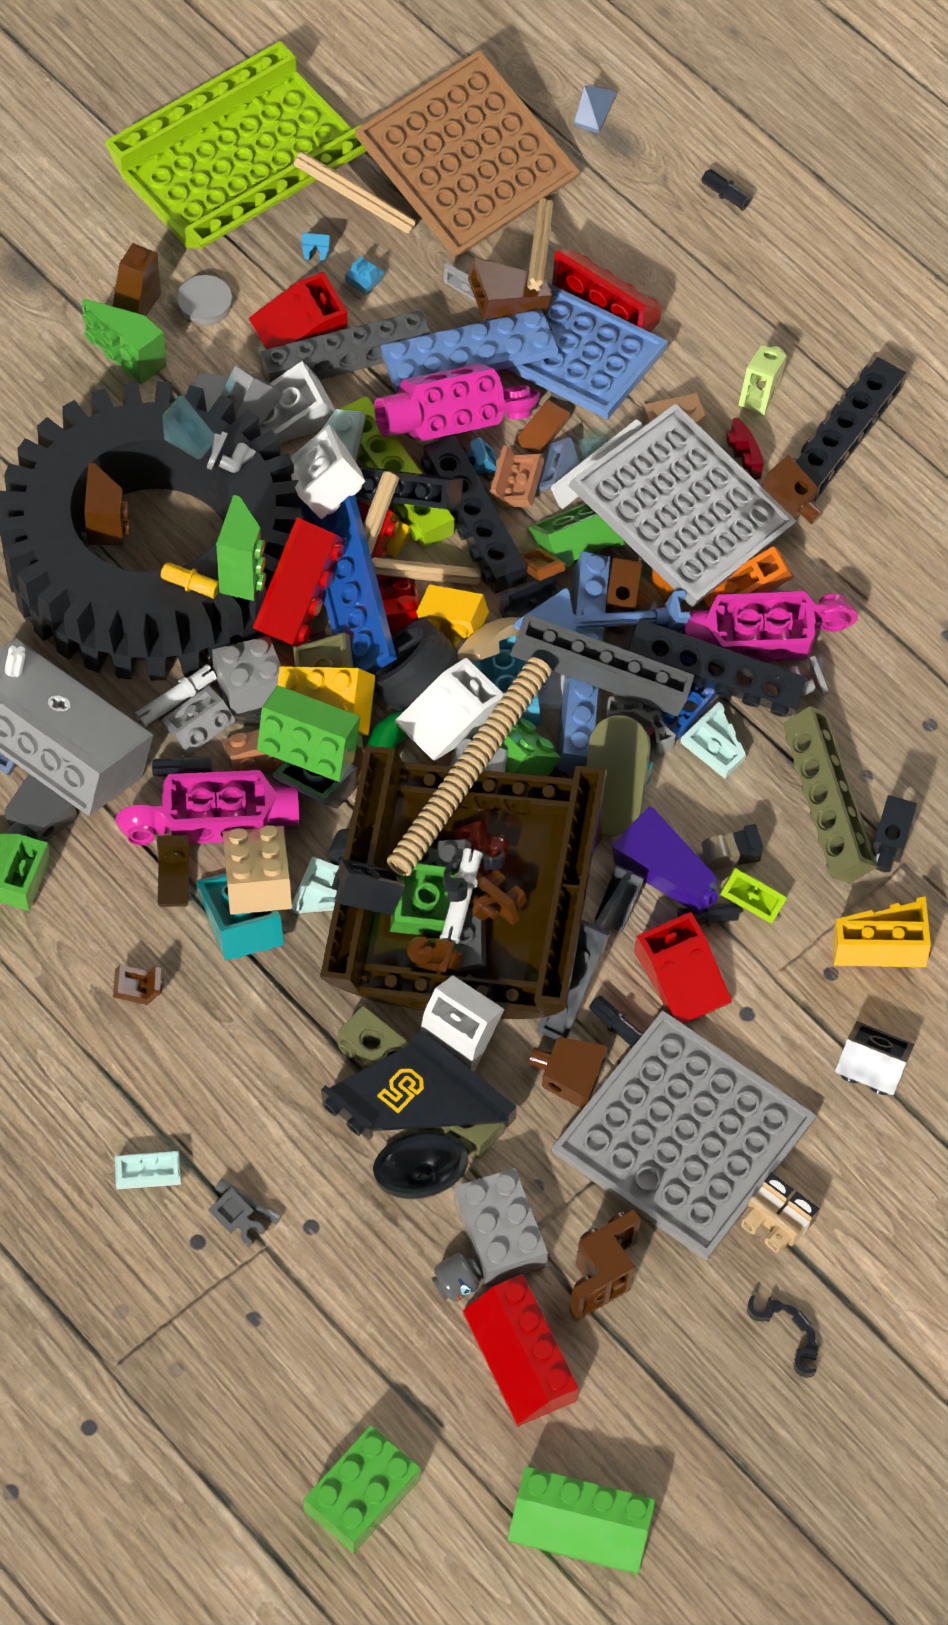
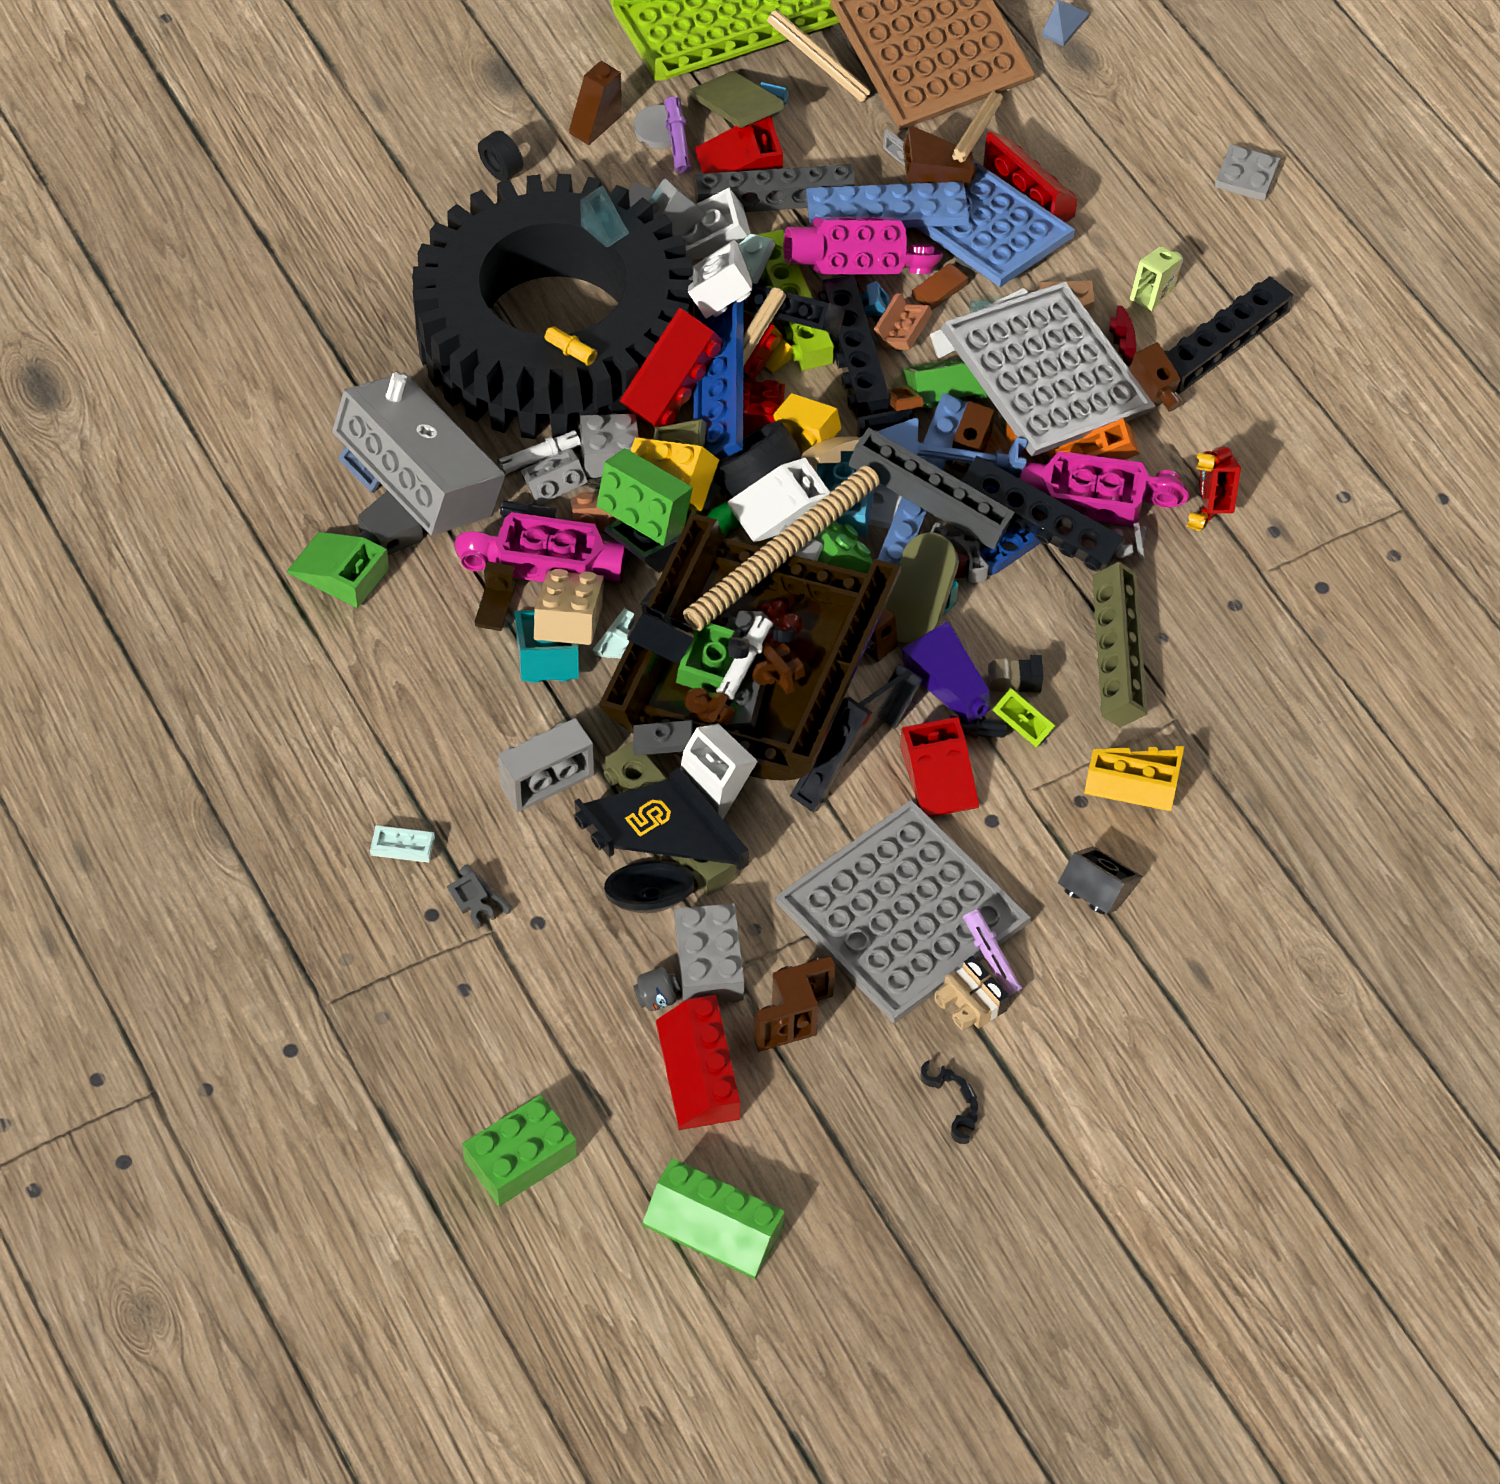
camera: 15 degrees right, 5 degrees down
(47, 365) = (500, 155): none -> black tyre
(105, 509) = (512, 277): reddish brown slope -> none
(125, 338) = (576, 143): bright green slope -> none
(137, 984) = (436, 686): reddish brown bracket -> none
(224, 297) = (676, 125): none -> medium lavender pin
(240, 456) = (645, 250): light grey piece -> none
(240, 553) = (616, 326): bright green slope -> none
(277, 1051) = (546, 765): none -> light grey brick
(281, 256) = (737, 99): none -> olive tile
(364, 275) = (810, 130): dark azure tile -> none
(394, 998) = (661, 737): none -> dark grey plate
(426, 571) = (794, 385): tan axle -> none
(559, 461) = (946, 311): sand blue slope -> none
(571, 1069) = (812, 833): reddish brown torso -> none
(615, 1020) = (865, 800): black axle -> none
(715, 742) = (1025, 581): light aqua wing -> none
(726, 189) = (1169, 112): black axle -> none
(765, 1134) = (975, 921): none -> lavender pin
(822, 242) = (1247, 172): none -> light grey plate
(885, 598) = (1217, 485): none -> red torso
(892, 832) = (1170, 686): black torso -> none

